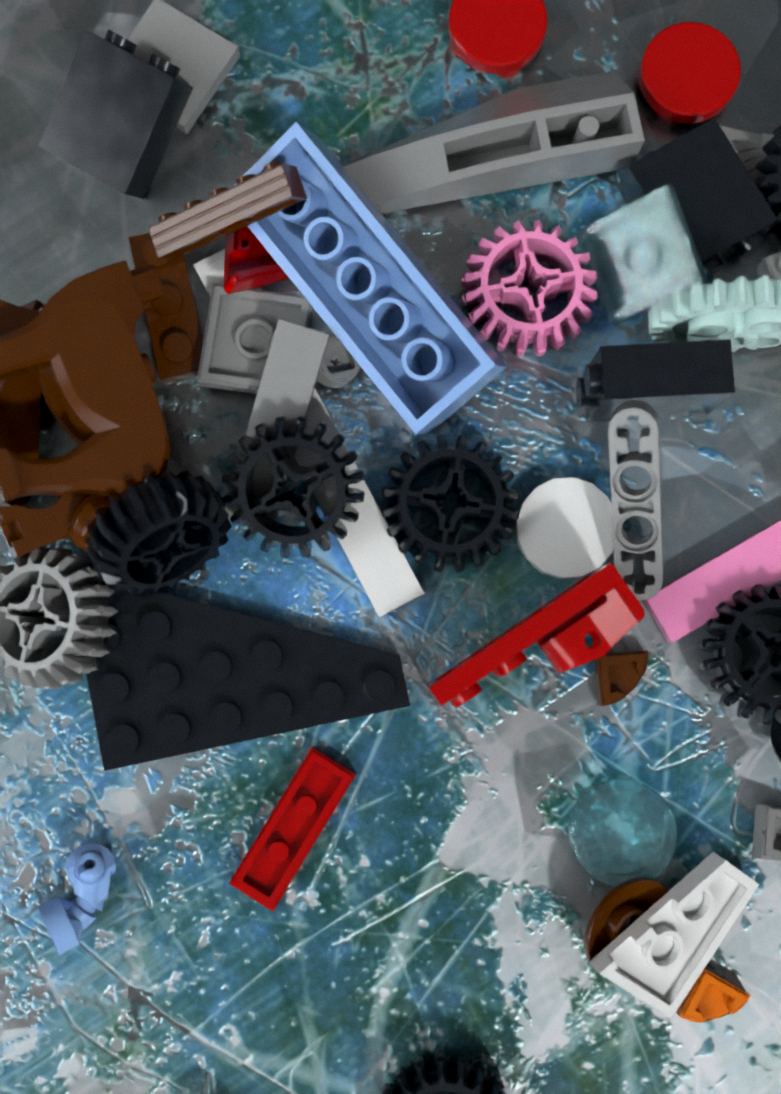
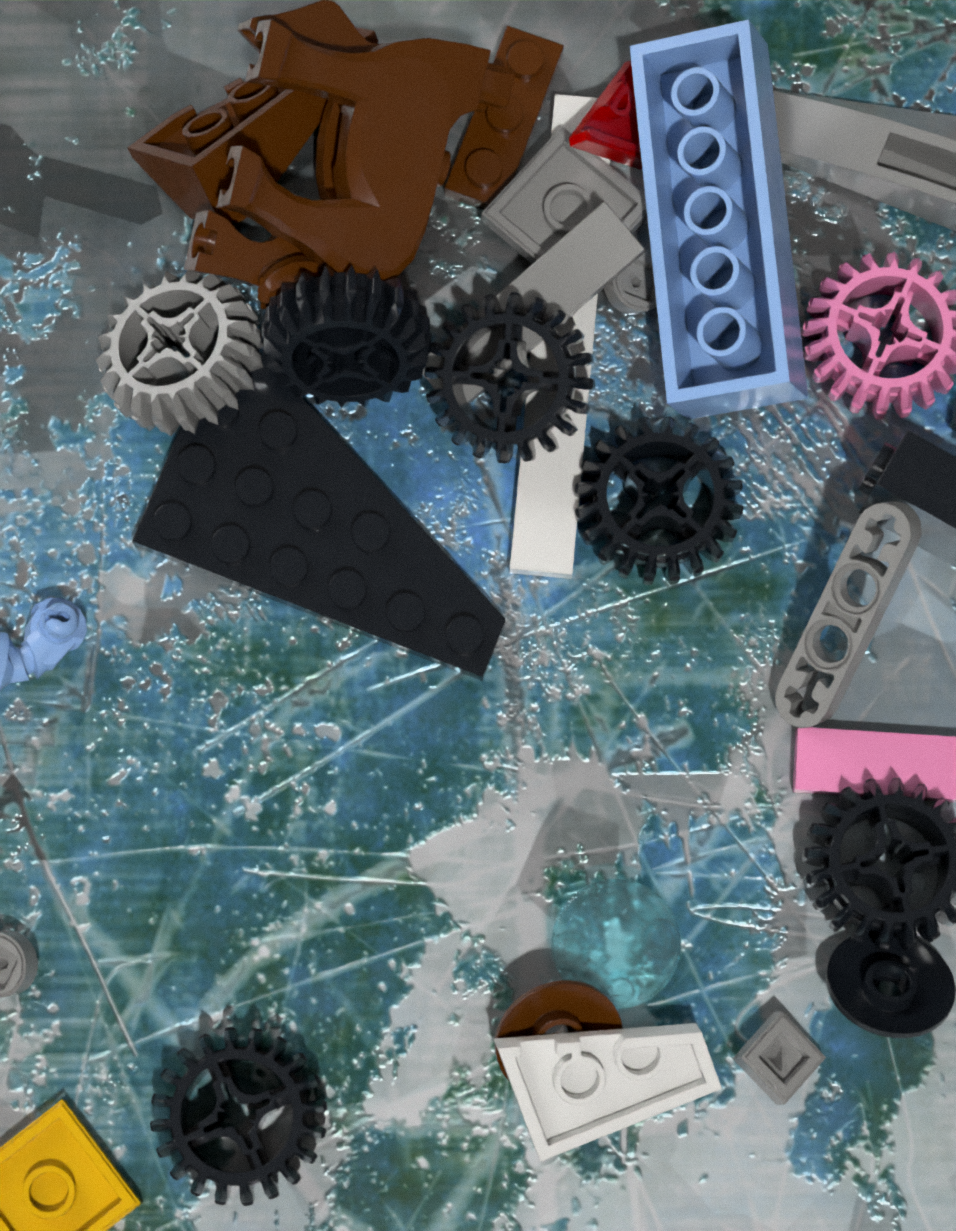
camera: 30 degrees right, 5 degrees down
(227, 210) = (622, 63): piece -> none
(292, 828) = (282, 723): red tile -> none
(565, 528) = (760, 603): white tile -> none
(593, 606) = (722, 683): red plate -> none
(618, 675) = (719, 788): reddish brown tile -> none
(712, 998) = (596, 1174): orange tile -> none

